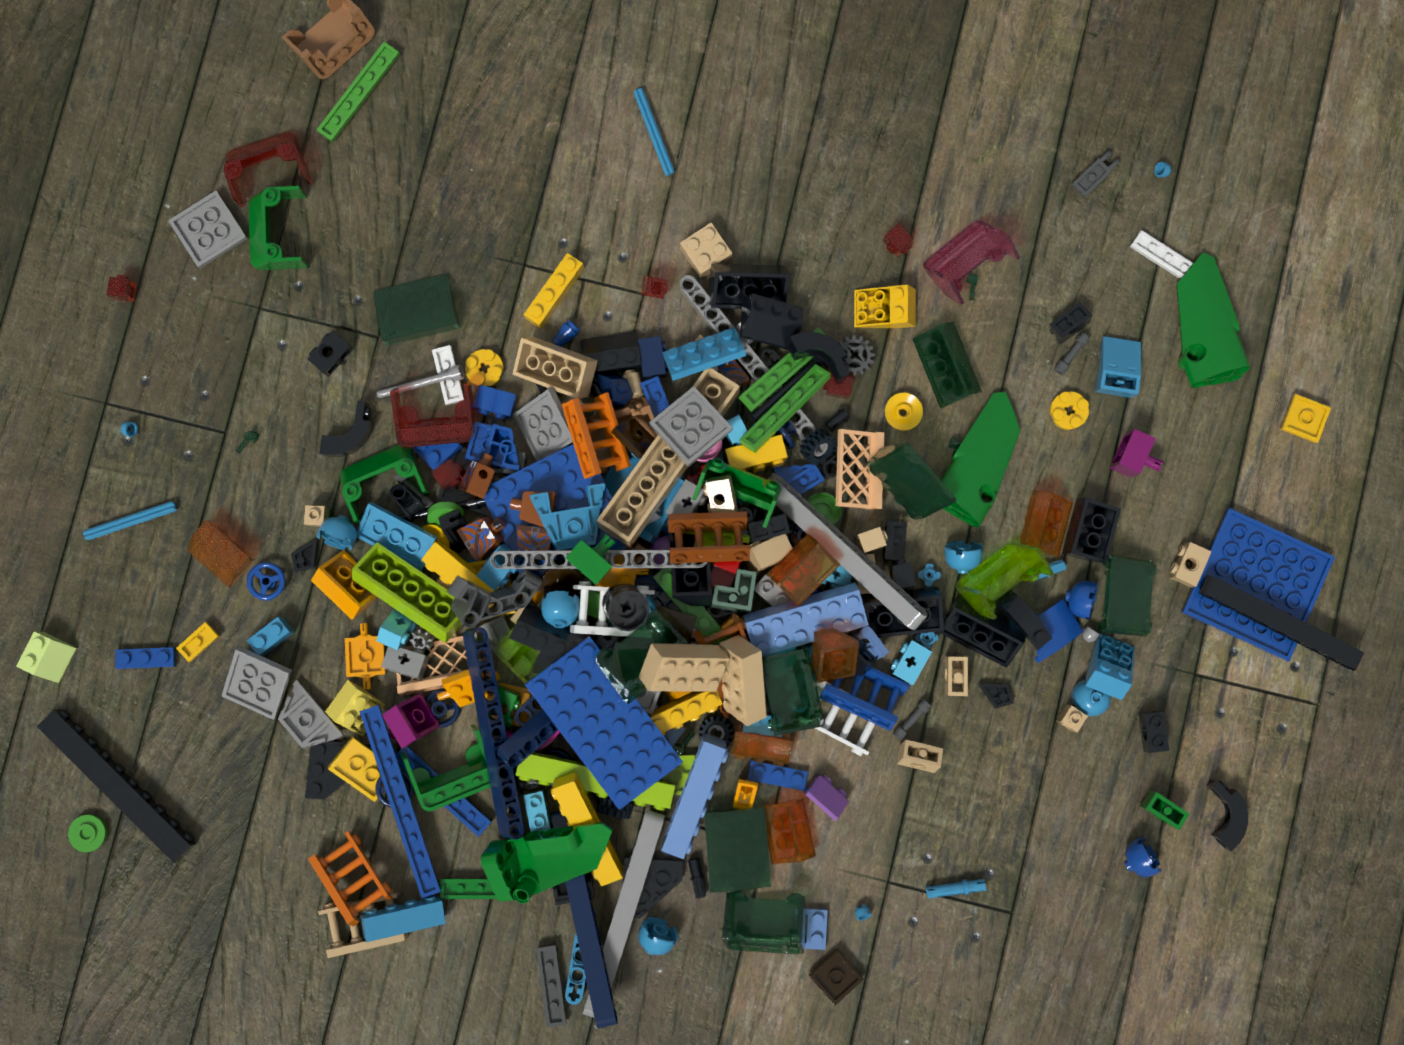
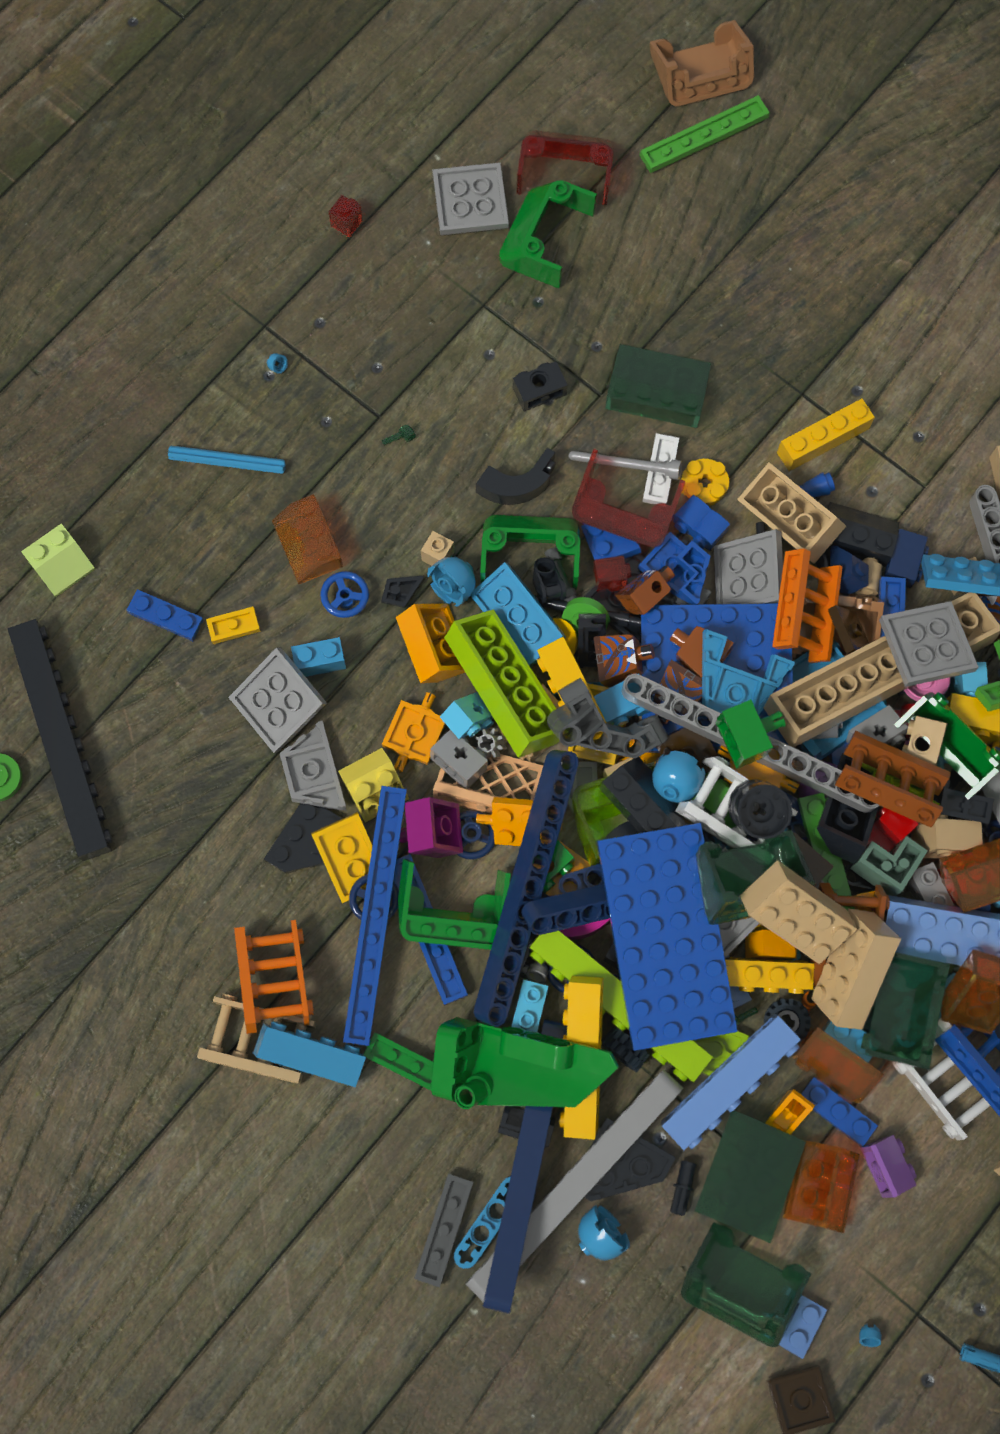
camera: 25 degrees right, 10 degrees down
(654, 287) = (944, 481): clear red brick -> none

